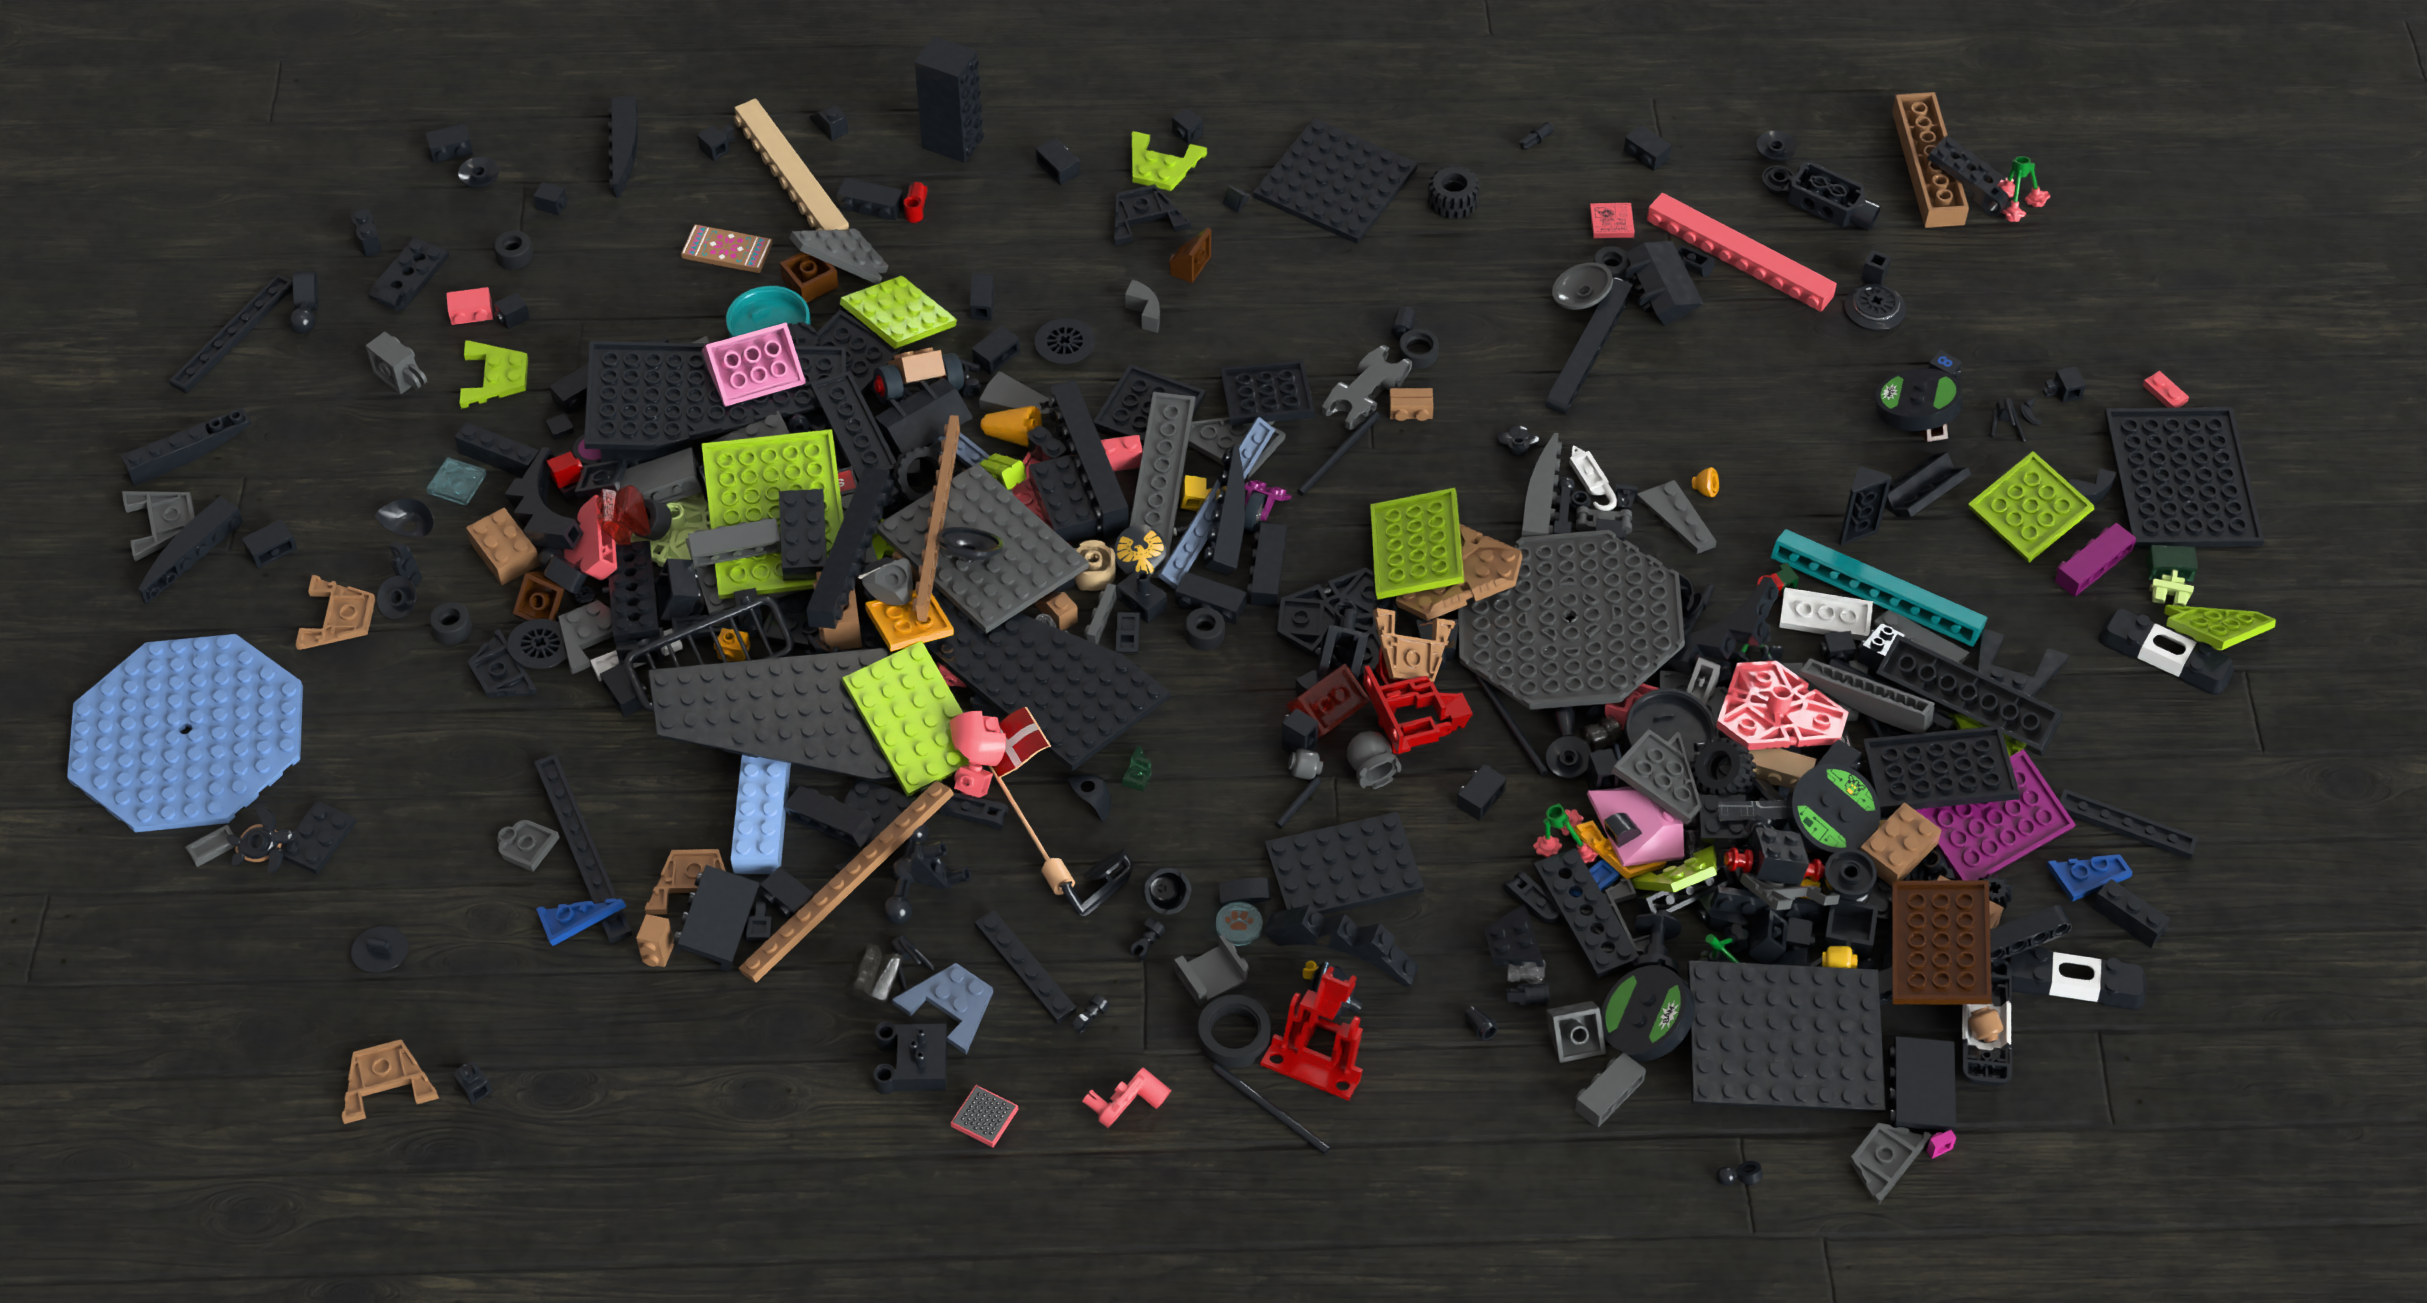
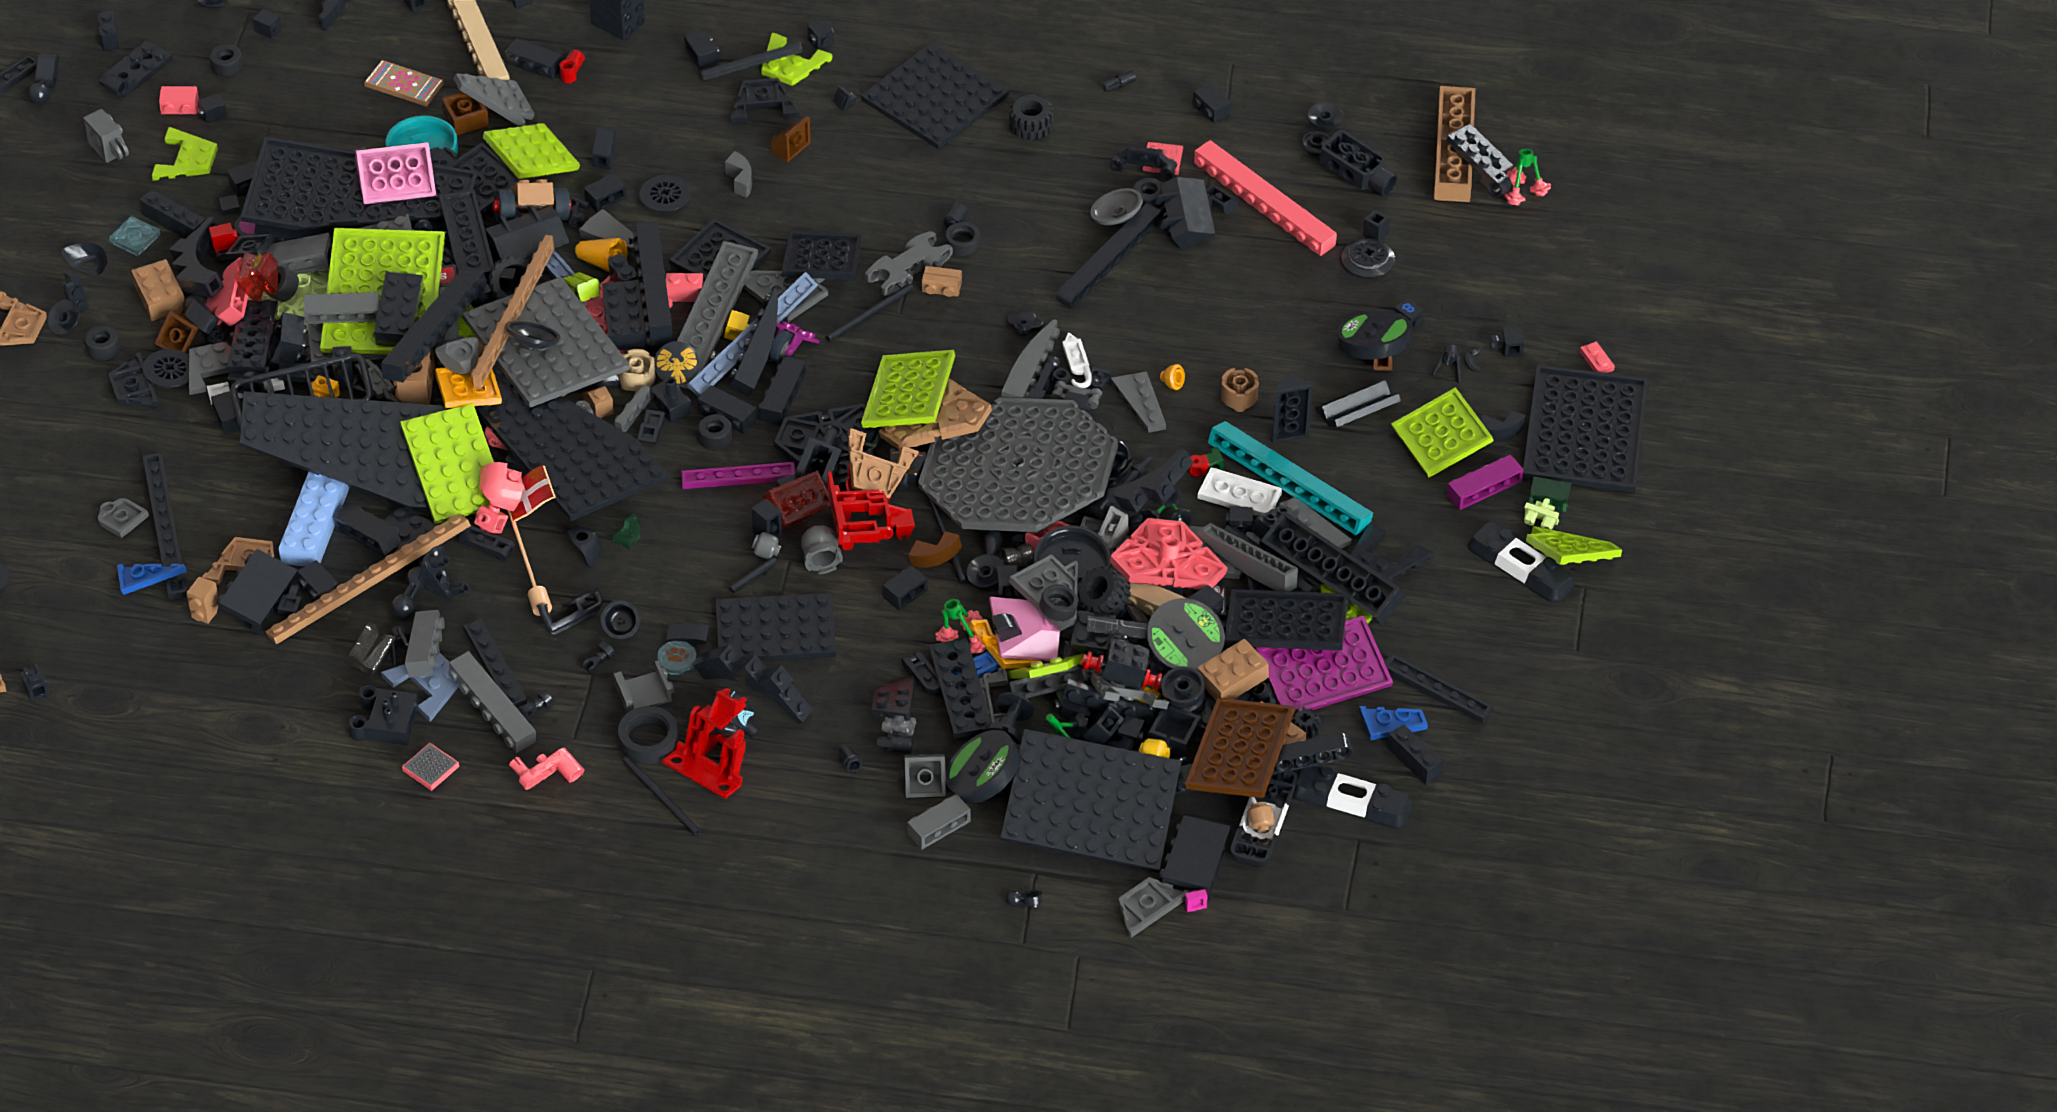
camera: 10 degrees right, 5 degrees down
(798, 626) = (377, 379): none -> dark grey hinge
(937, 955) = (424, 643): none -> dark grey brick
(1038, 1020) = (492, 702): none -> dark grey brick
(1120, 168) = (751, 61): none -> black axle
(1244, 678) = (736, 475): none -> magenta tile
(1499, 747) = (929, 555): none -> reddish brown brick
(1595, 223) = (1145, 157): none -> black plate
(1685, 779) = (1054, 612): none -> black tyre
(1788, 487) = (1239, 389): none -> medium nougat brick

